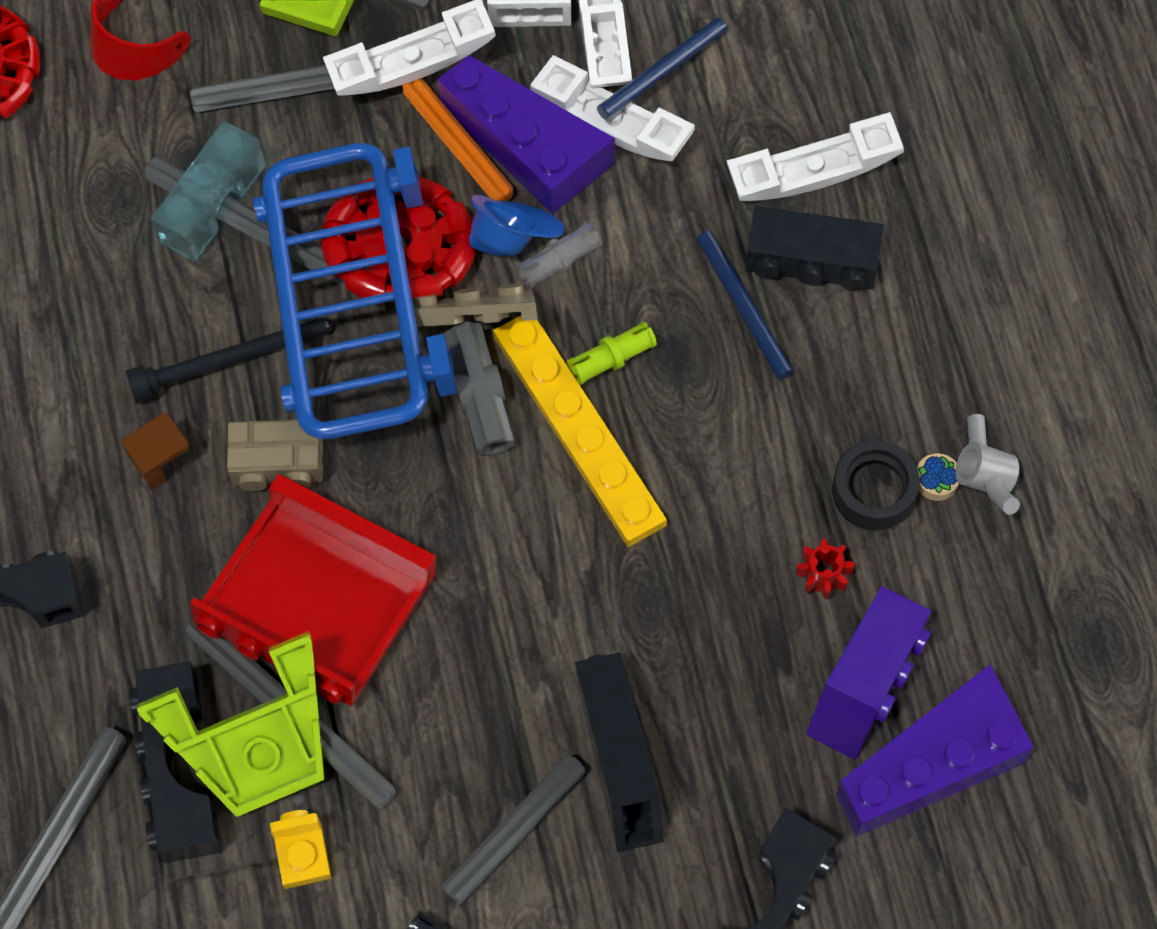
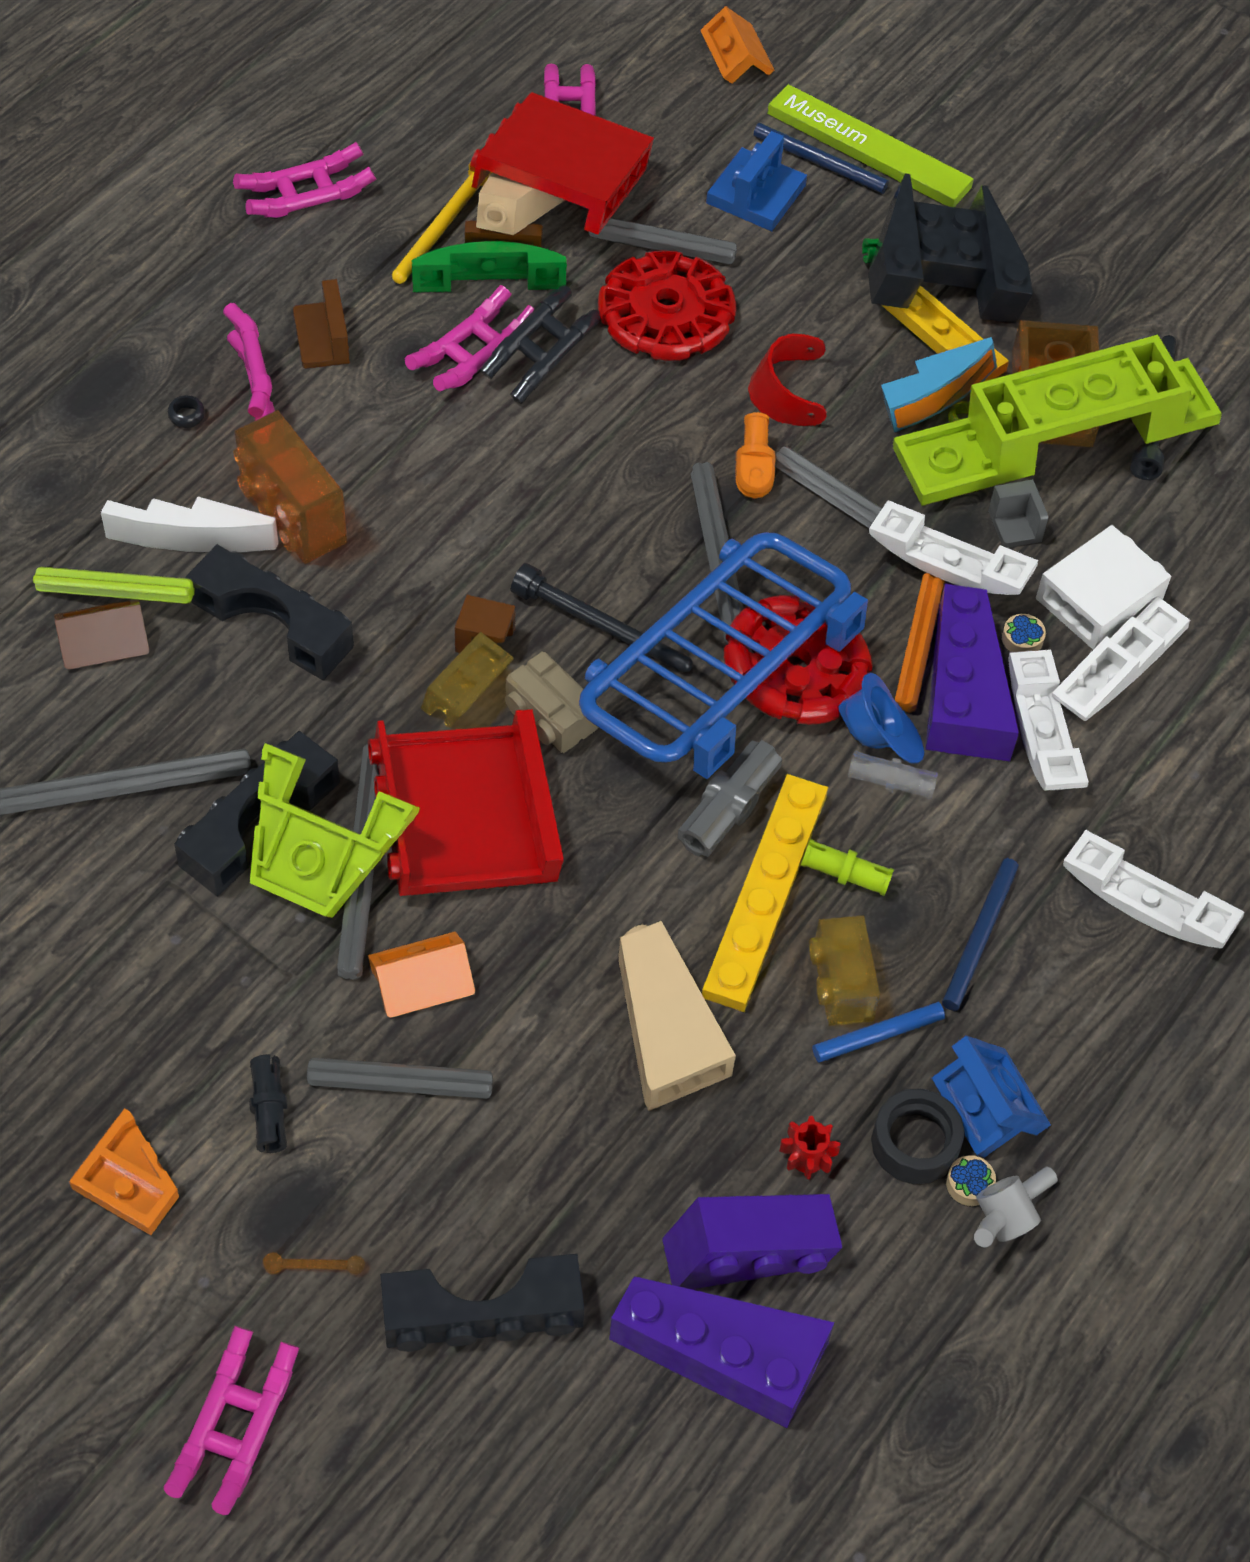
camera: 45 degrees right, 10 degrees down
(182, 120) = (755, 459): none -> orange arm
(189, 212) = (688, 509): clear light blue arch -> none
(197, 502) = (466, 678): none -> clear yellow hinge
(300, 849) = (261, 942): yellow bracket -> none
(435, 740) = (422, 974): none -> panel
(484, 307) = (818, 766): dark tan wing -> none
(517, 61) = (1023, 633): none -> tile
(619, 752) = (519, 1103): black slope -> none
(631, 584) = (670, 1022): none -> tan slope
(661, 68) = (1119, 731): dark blue bar -> none
(701, 424) = (845, 970): none -> clear yellow brick
(765, 443) = (878, 1032): none -> blue bar
(814, 248) = (1075, 946): black brick -> none
(887, 410) = (989, 1095): none -> blue bracket

